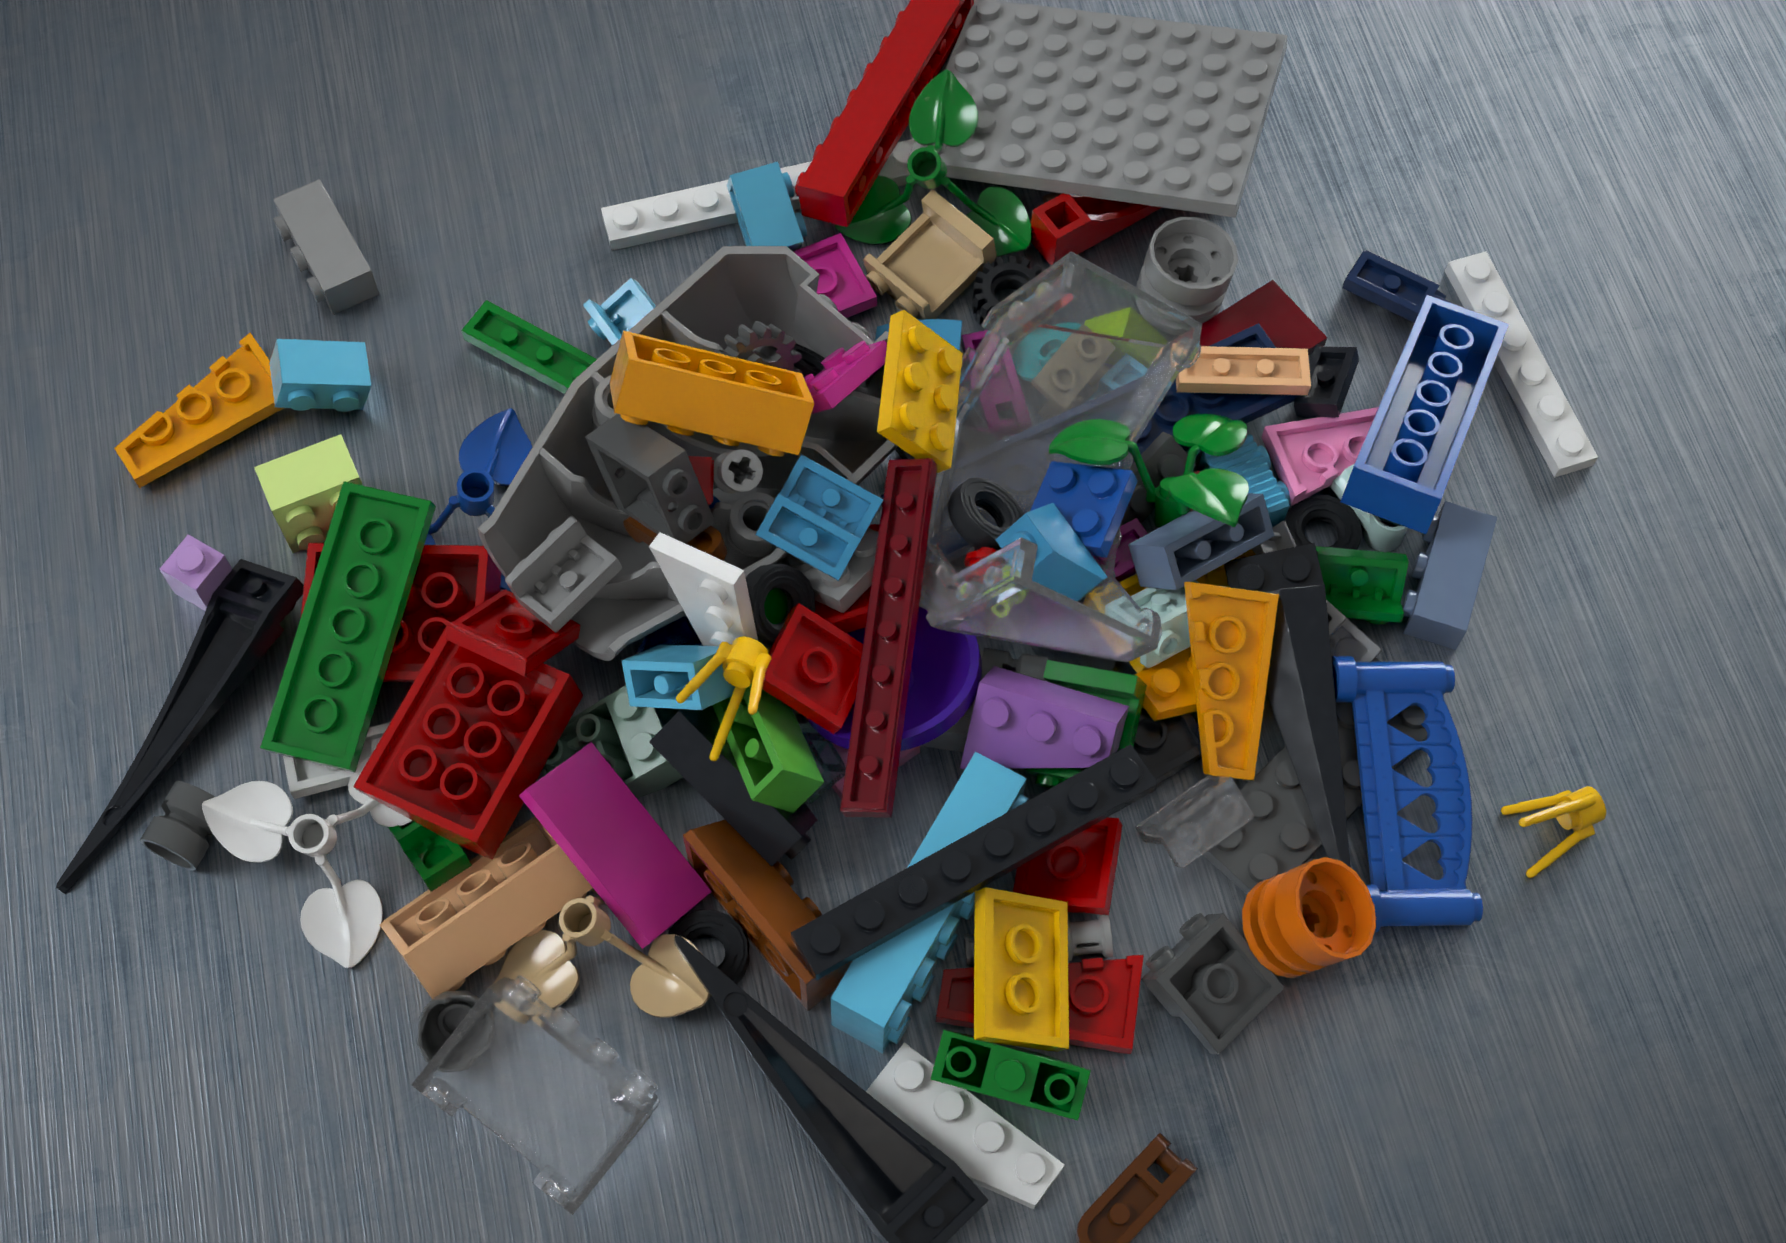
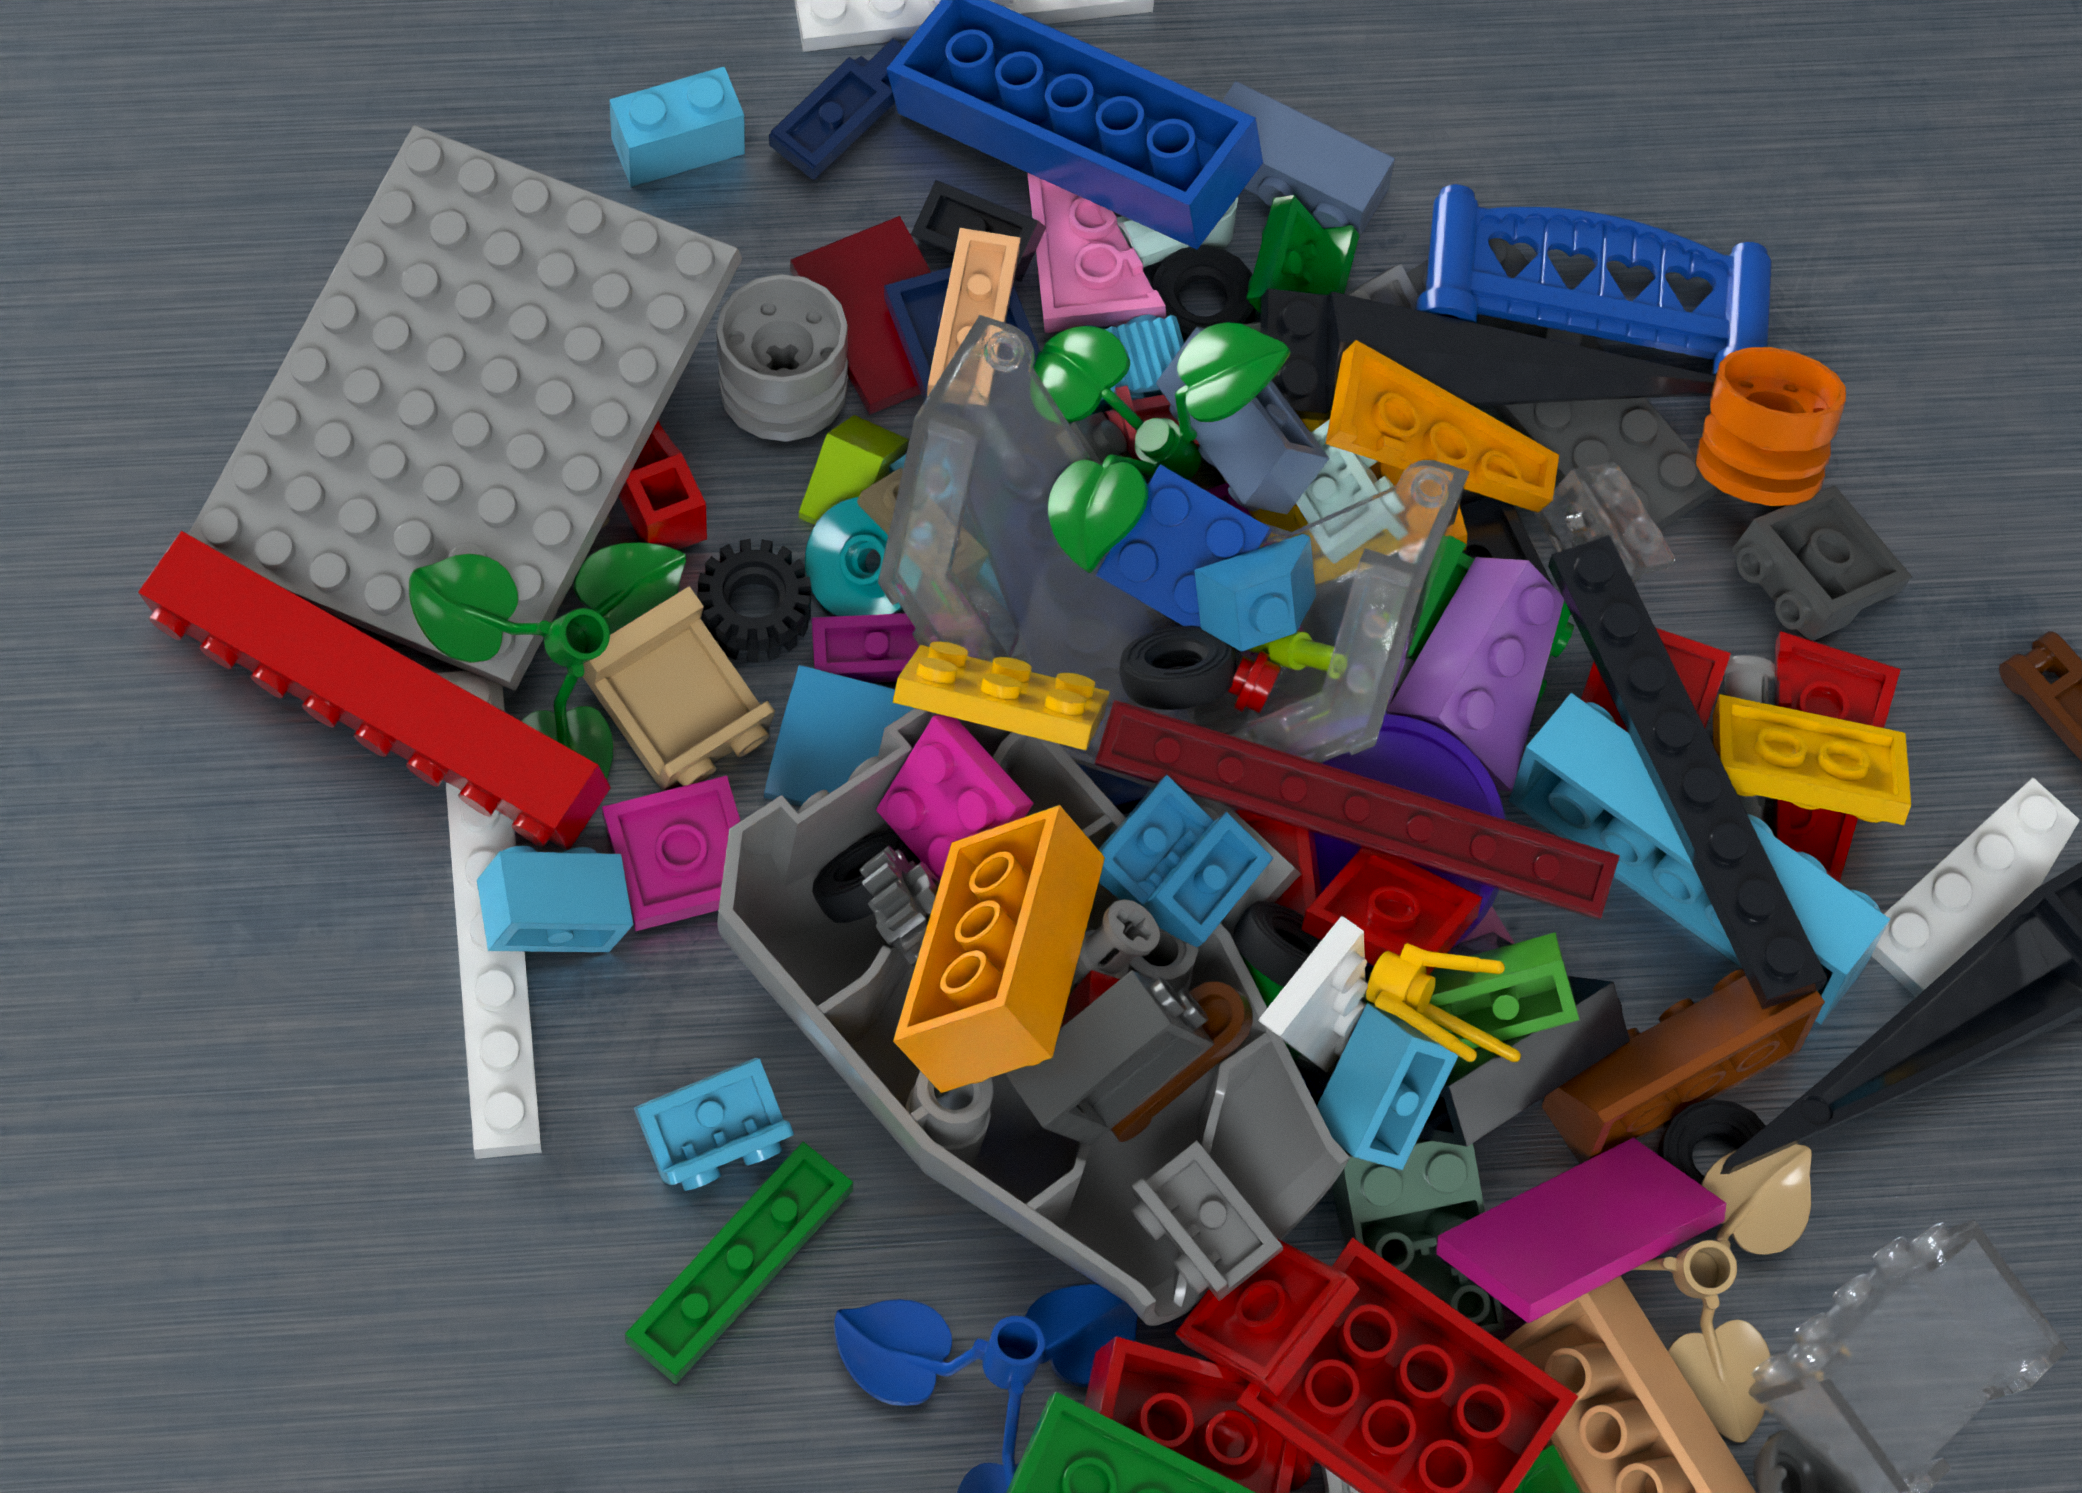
camera: 85 degrees left, 0 degrees up
(1011, 1074) = (1944, 781): green slope -> none
(1351, 197) = (677, 126): none -> medium azure brick
(1572, 810) = (1641, 115): yellow plant -> none

